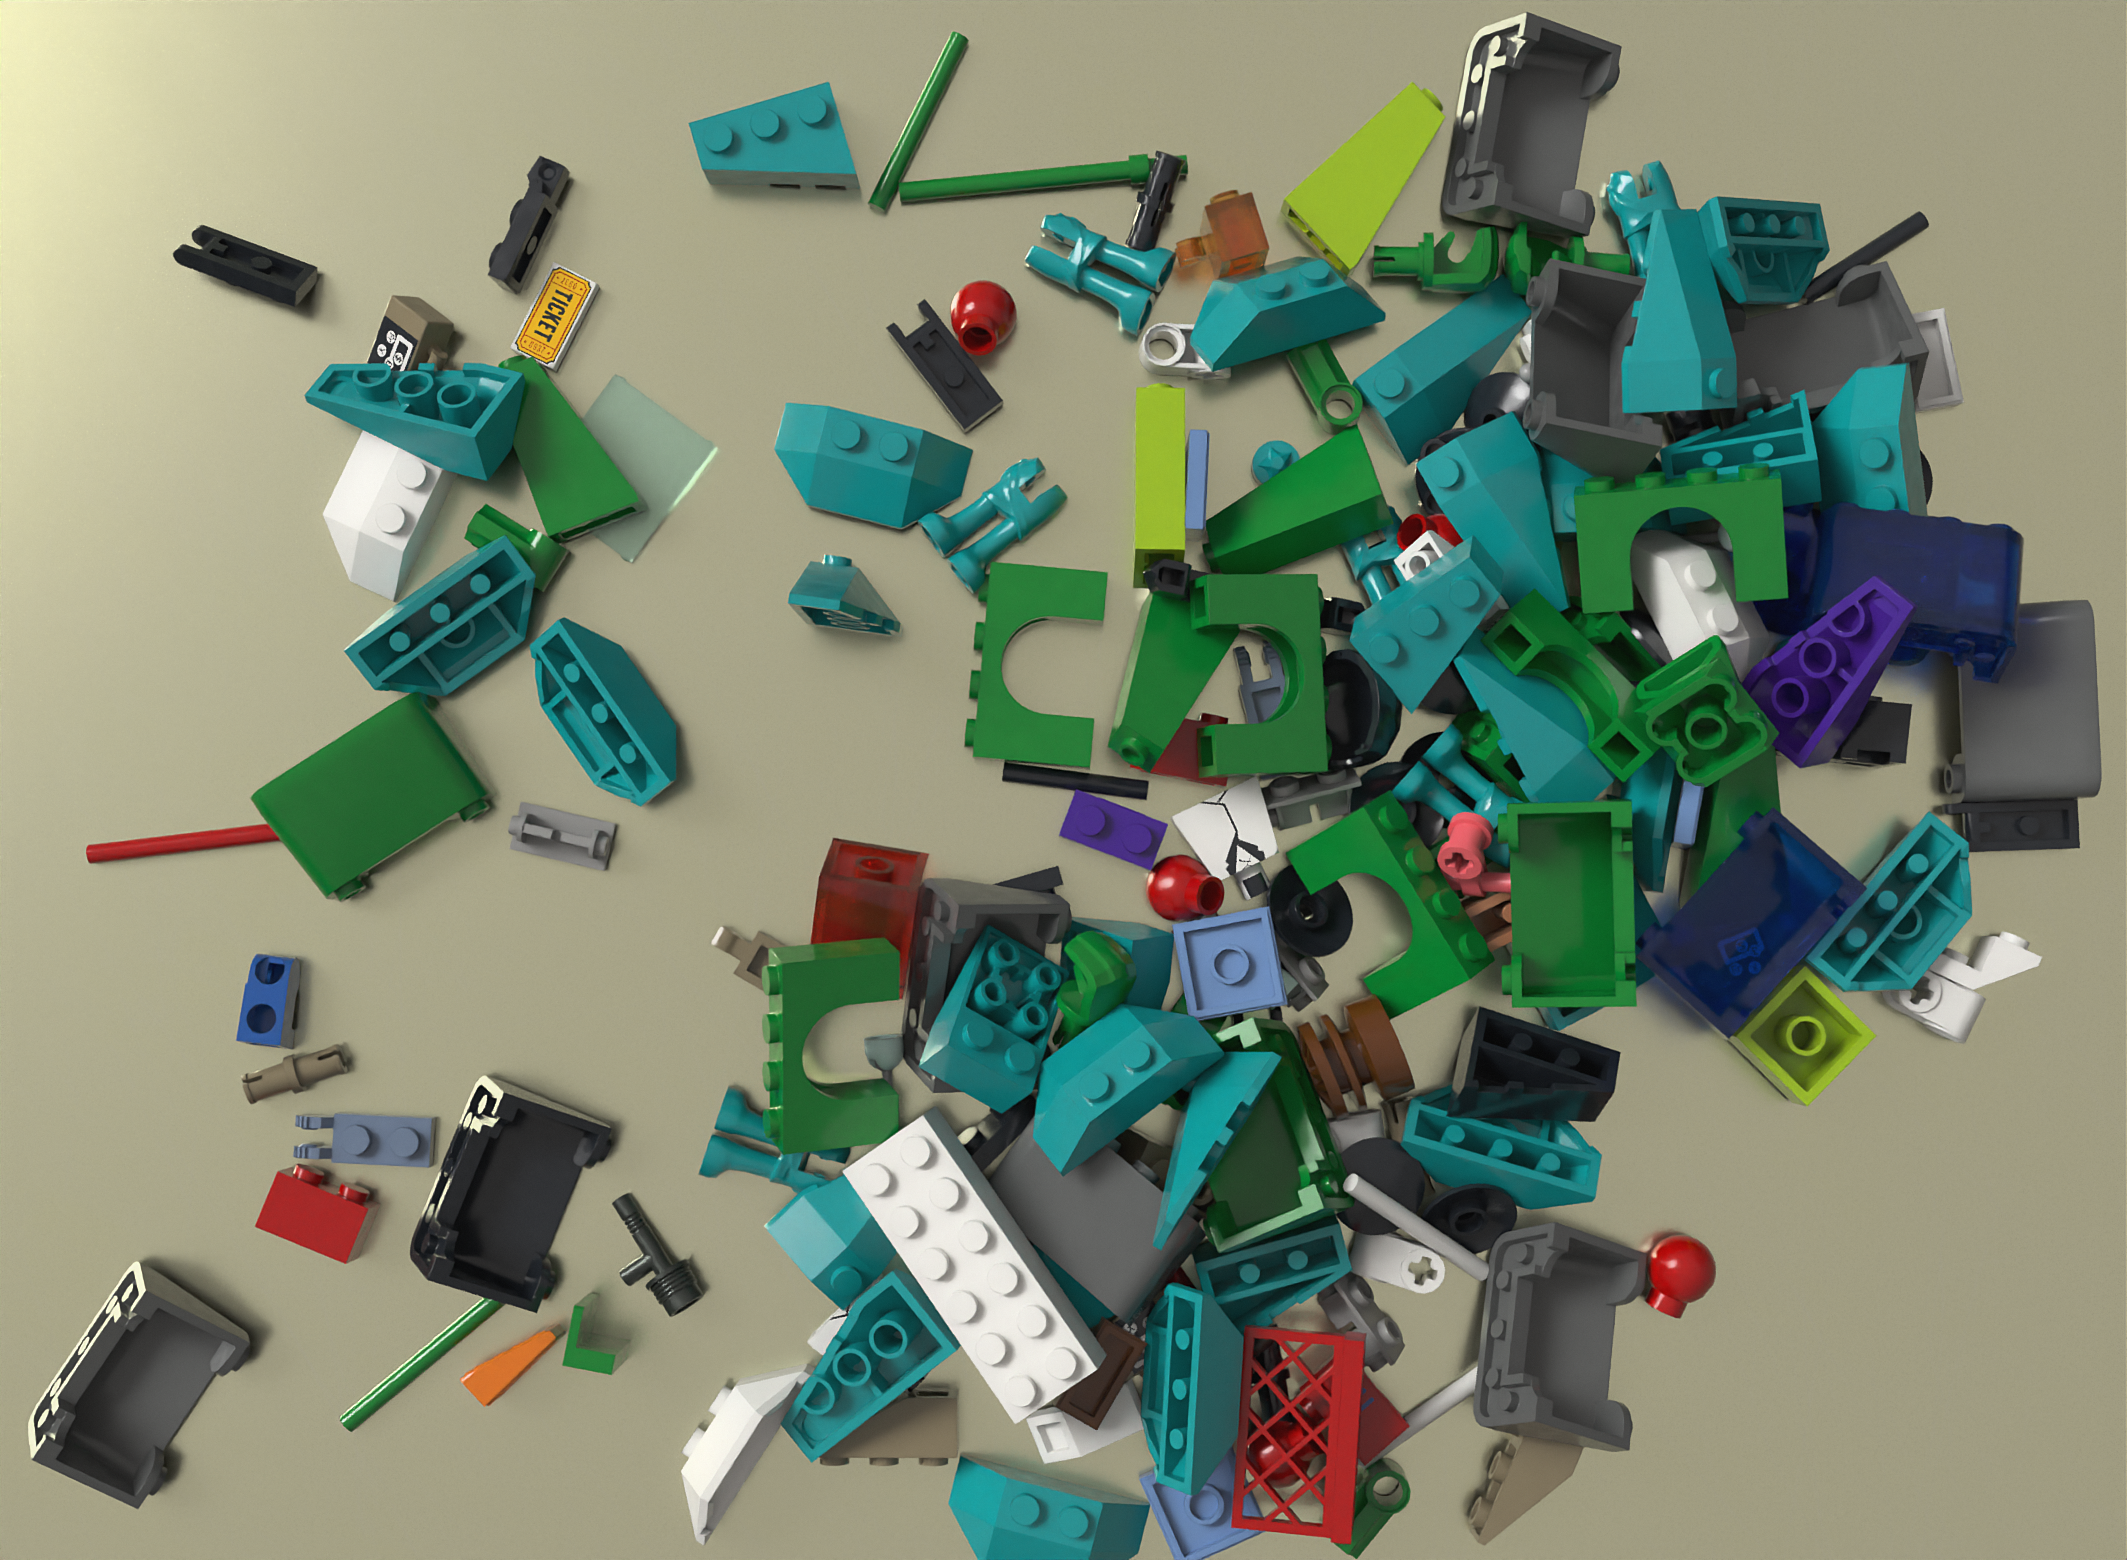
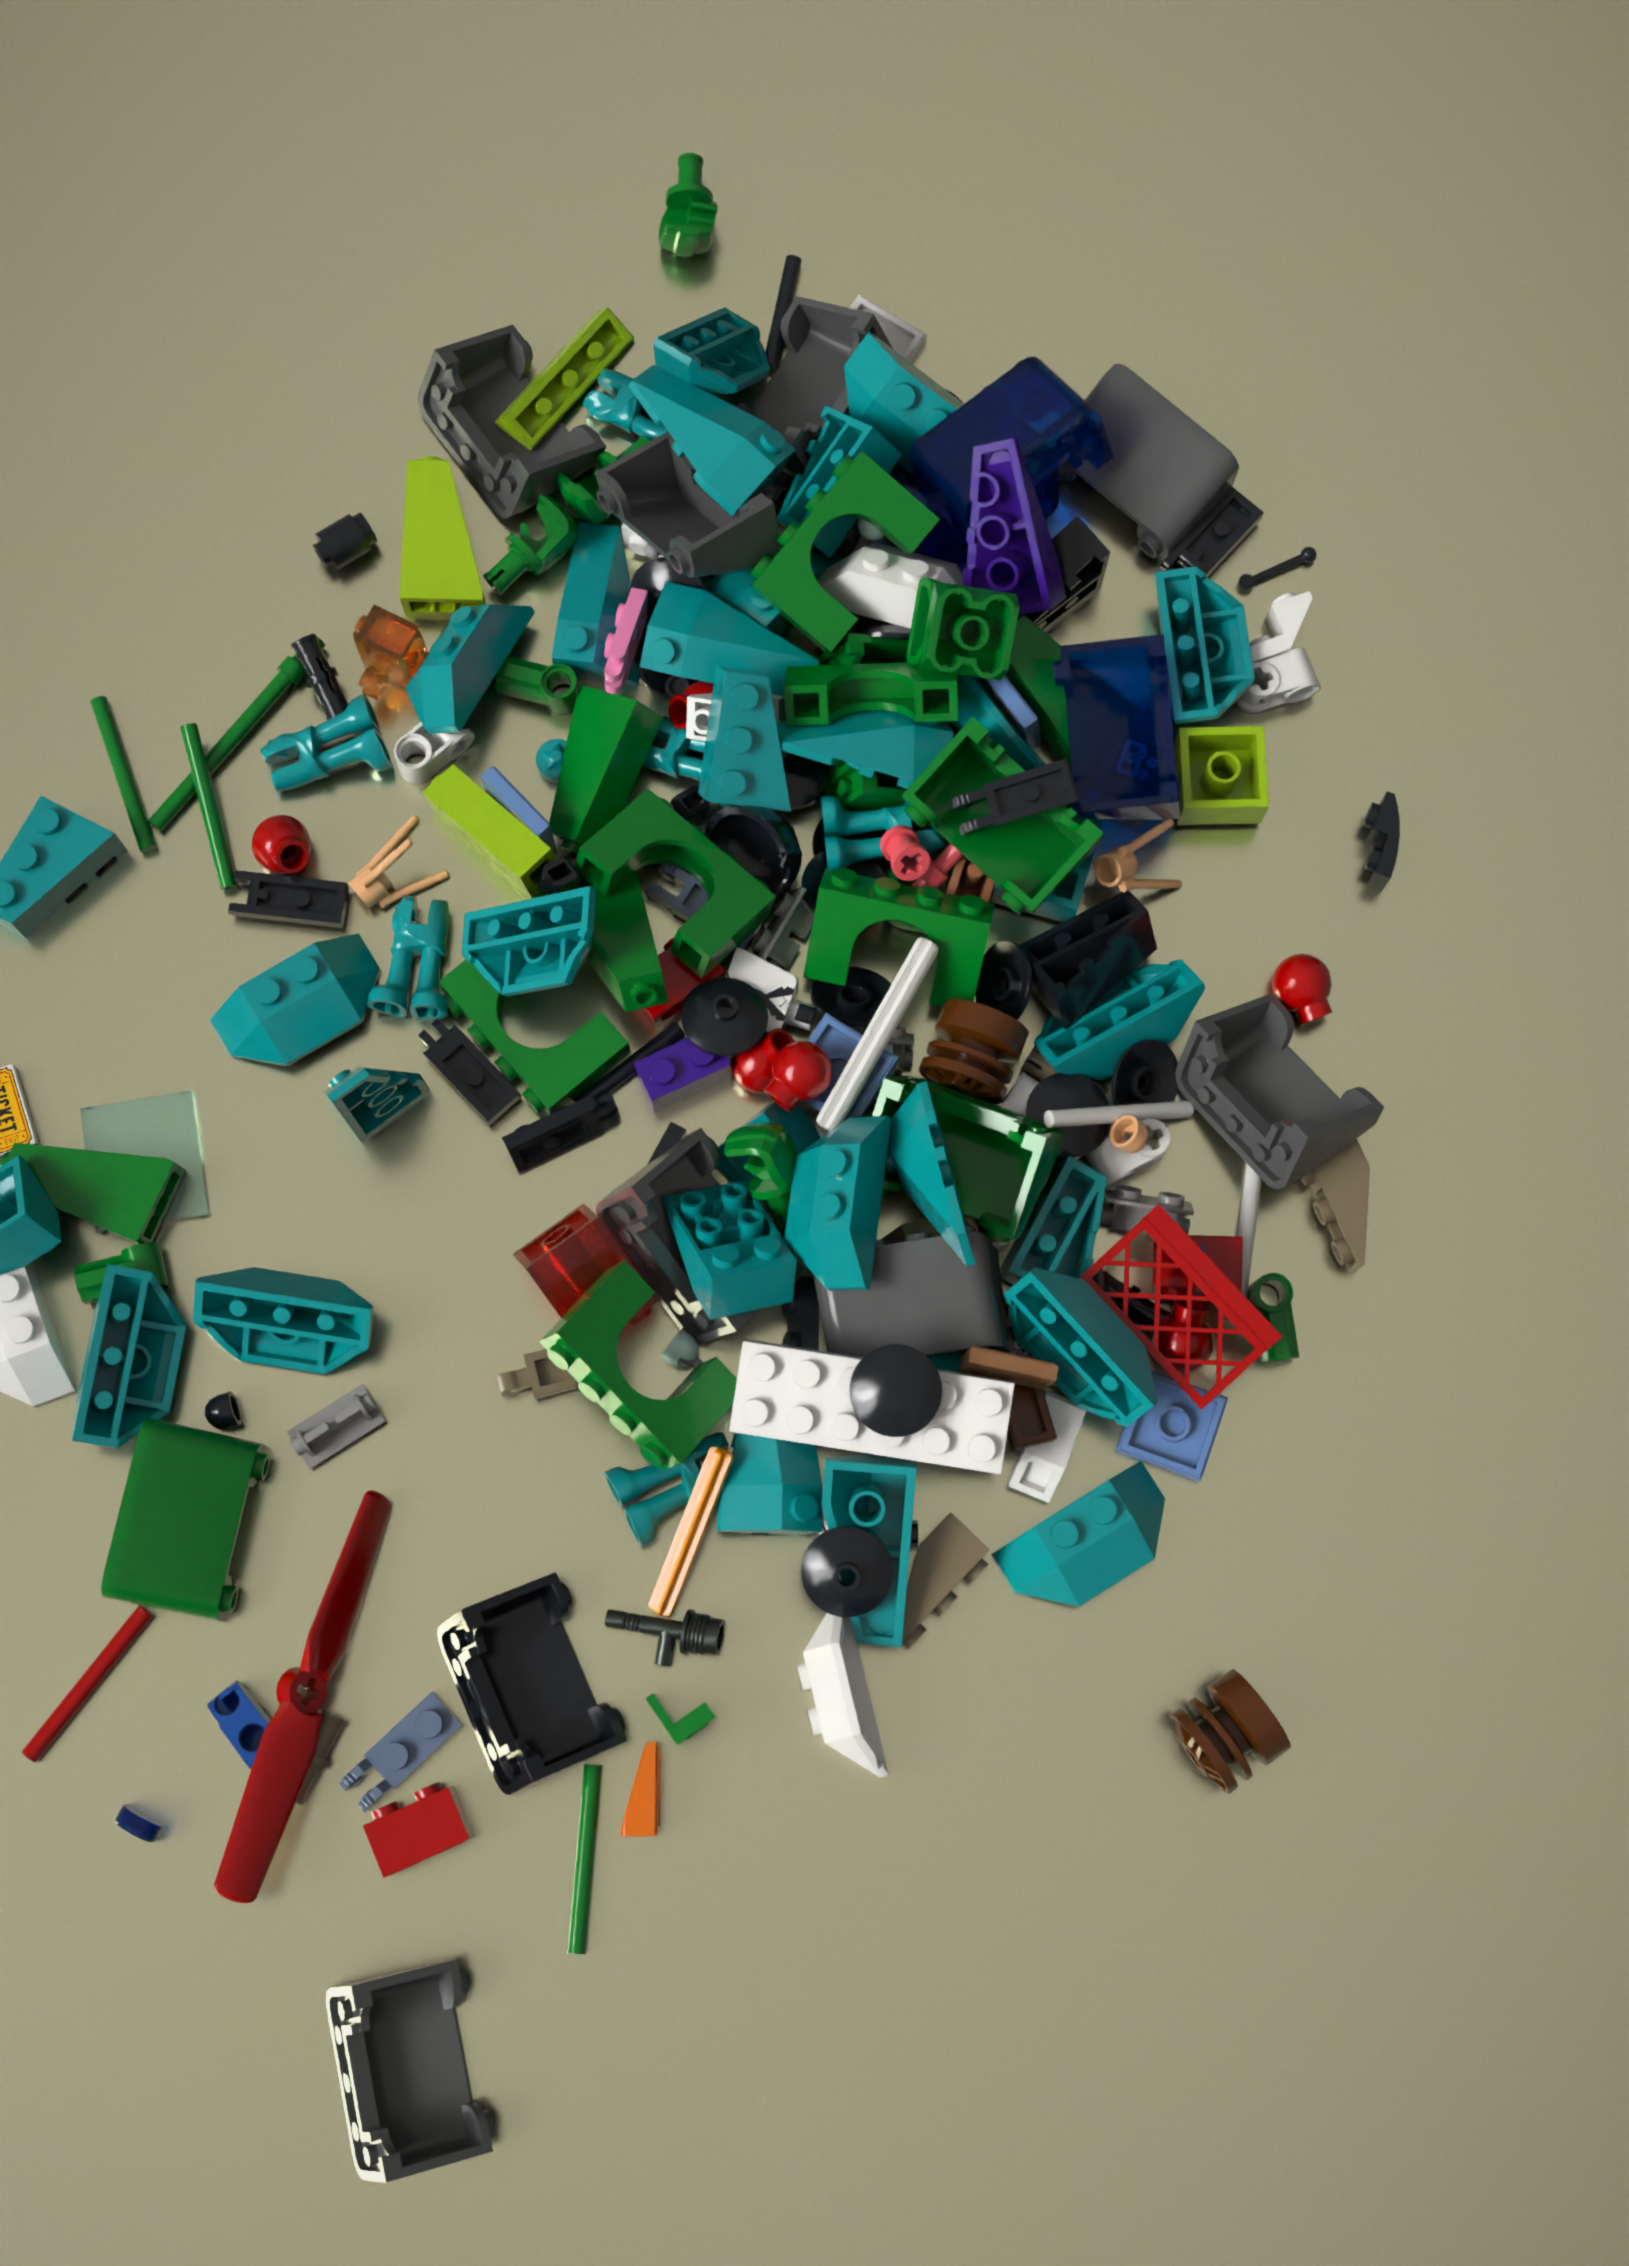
camera: 50 degrees left, 10 degrees down
(120, 992) = (140, 1823): none -> clear blue tile
(301, 1044) = (294, 1730): none -> red piece
(488, 736) = (223, 1411): none -> black hinge
(746, 1203) = (691, 1531): none -> axle
(839, 1353) = (847, 1549): none -> black dish
(944, 656) = (469, 1072): none -> black hinge
(958, 220) = (208, 806): none -> green piece
(966, 779) = (560, 1130): none -> black hinge
(997, 1281) = (895, 1390): none -> black dish
(1025, 419) = (372, 883): none -> light nougat plant
(1088, 614) = (531, 941): none -> teal wedge
(1112, 1343) = (1007, 1366): none -> medium nougat tile
(1163, 833) = (724, 1032): none -> black dish
(1193, 938) = (799, 1074): none -> red piece
(1288, 971) = (877, 1034): none -> white axle
(1292, 98) = (344, 541): none -> black brick
(1416, 1251) = (1129, 1126): none -> light nougat hinge
(1422, 428) = (624, 644): none -> bright pink hinge
(1440, 1027) = (1005, 979): none -> black dish
(1605, 901) = (1020, 796): none -> black hinge
(1619, 134) = (565, 379): none -> lime slope
(1633, 1028) = (1120, 864): none -> light nougat plant
(1876, 92) = (691, 212): none -> green piece
(1886, 1215) = (1384, 836): none -> black slope
(2003, 889) = (1247, 582): none -> black hinge

